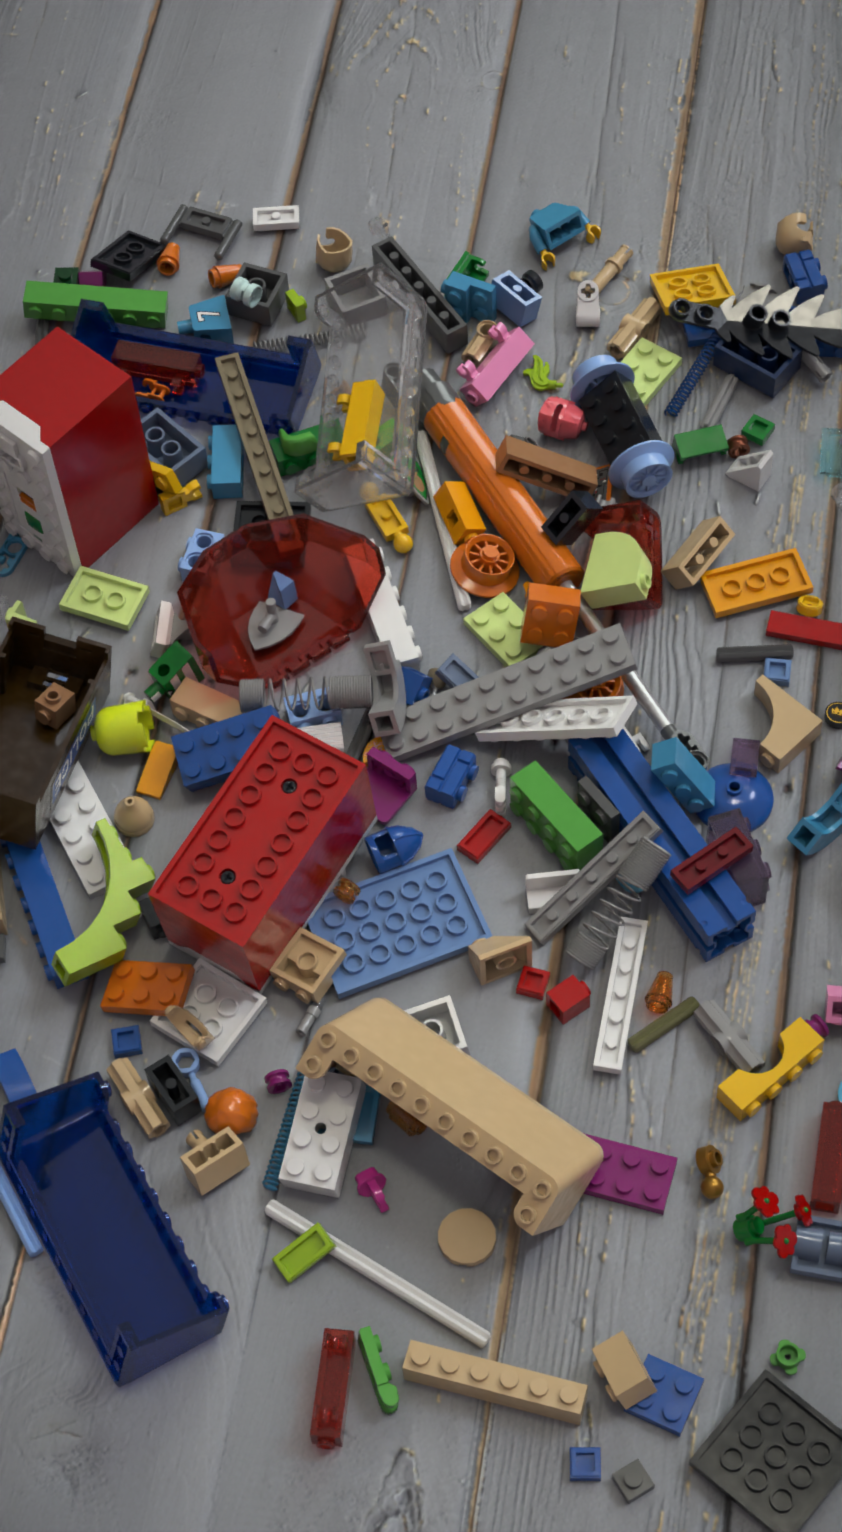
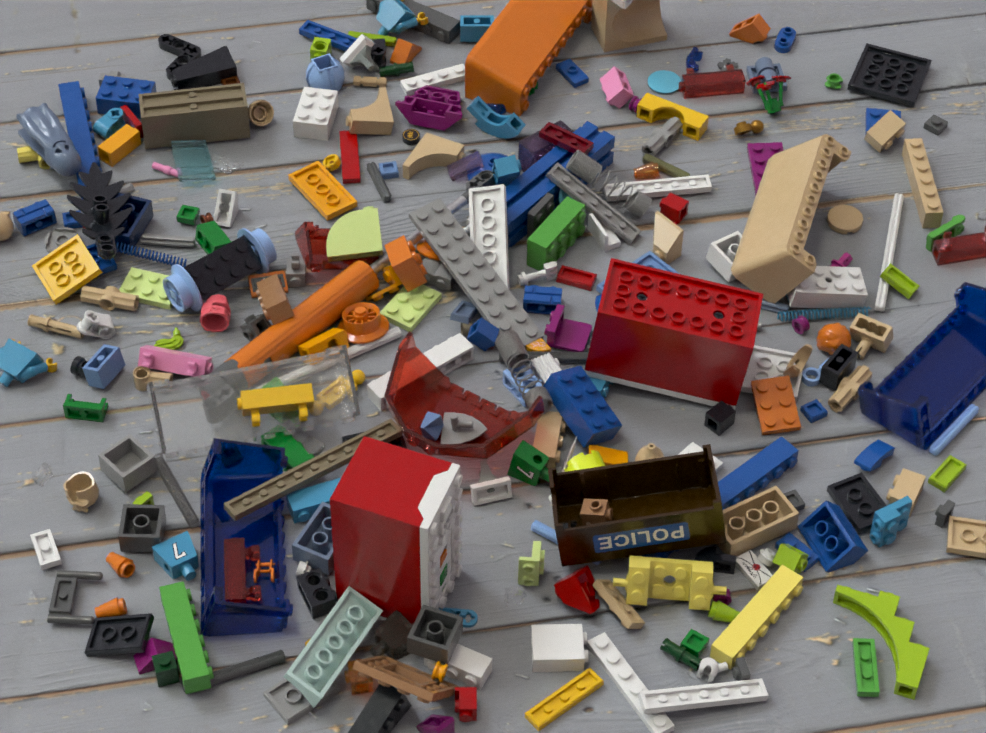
camera: 115 degrees left, 10 degrees down
(102, 942) = (737, 429): lime arch -> none
(104, 598) = (478, 537): yellowish green plate -> none
(244, 291) = (159, 513): light aqua wheel -> none
(298, 444) = (302, 447): bright green hair -> none
(389, 699) = (489, 331): light grey arch -> none
(442, 319) = (109, 428): dark grey brick -> none
(470, 297) = (114, 391): dark azure plate -> none
(571, 517) = (325, 261): black brick -> none
(585, 1464) = (938, 144): blue tile -> none
(698, 552) = (297, 213): tan brick -> none

